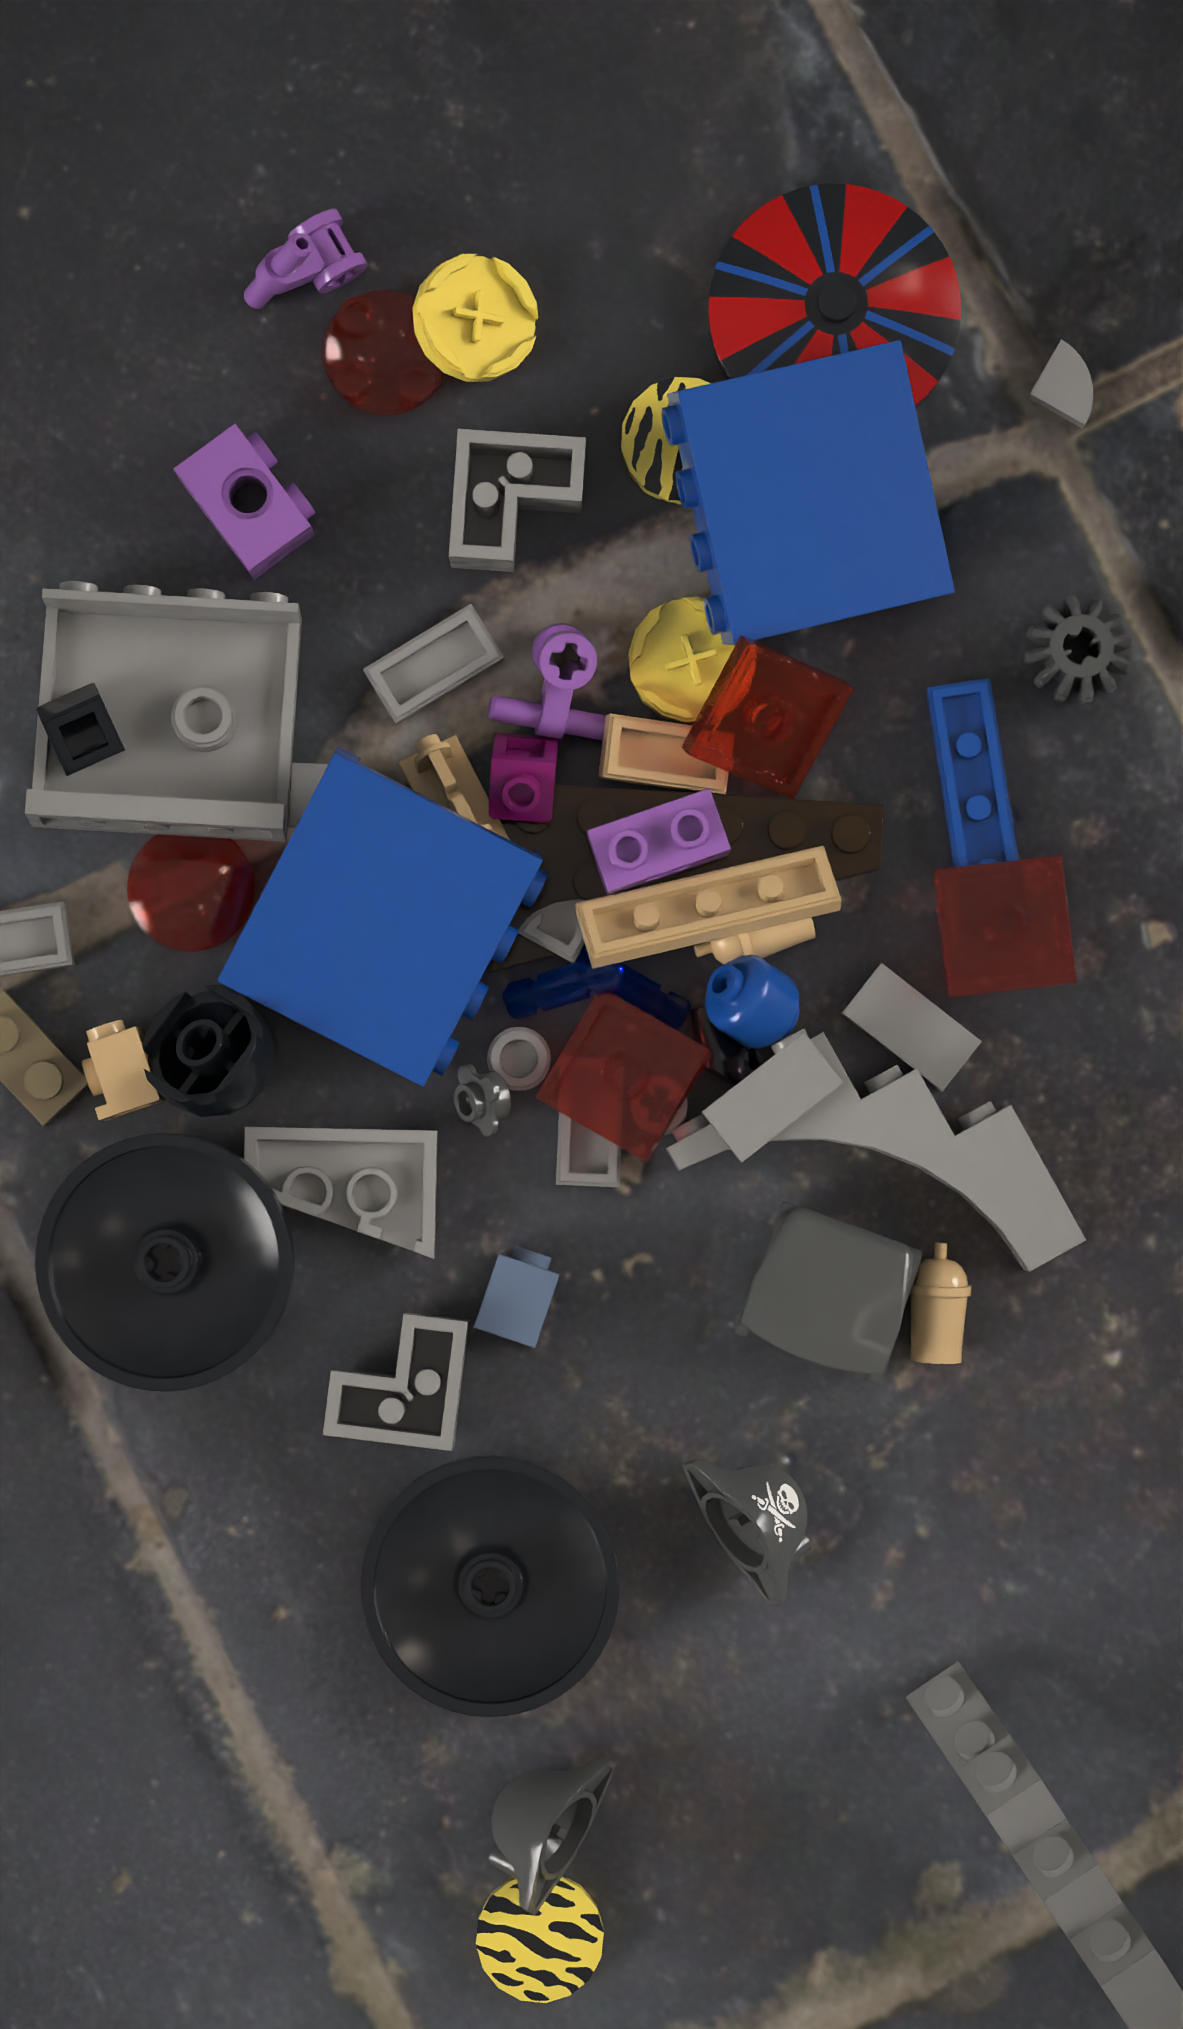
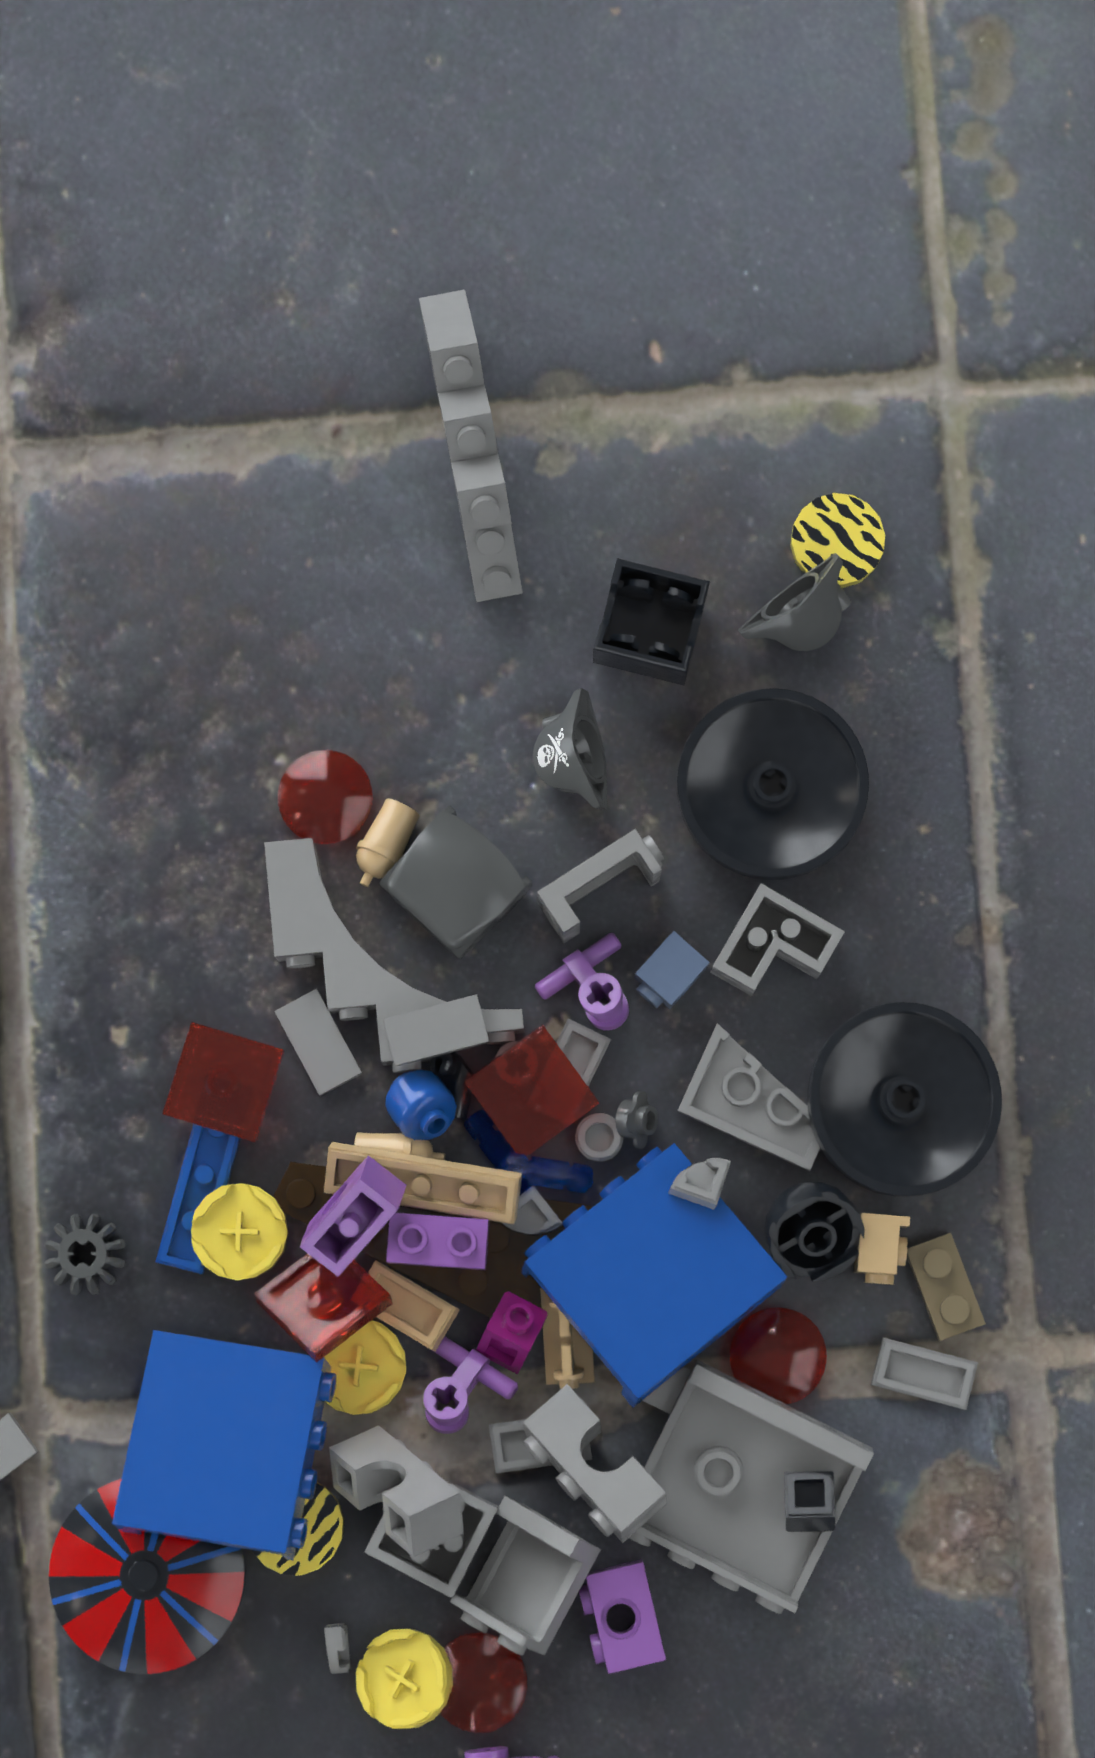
camera: 150 degrees left, 5 degrees down
(308, 629) = (619, 1498): none -> light grey arch
(368, 1051) = (702, 1182): none -> light grey tile
(378, 492) = (527, 1580): none -> light grey panel
(545, 516) = (417, 1502): none -> light grey arch
(570, 322) = (337, 1648): none -> light grey tile
(604, 1238) = (592, 985): none -> medium lavender piece
(663, 1377) = (594, 872): none -> light grey panel
(728, 1725) = (650, 621): none -> black piece
(773, 827) = (353, 1216): none -> medium lavender brick
(904, 755) = (239, 1231): none -> light yellow tile
(1037, 1333) = (325, 796): none -> clear red dish

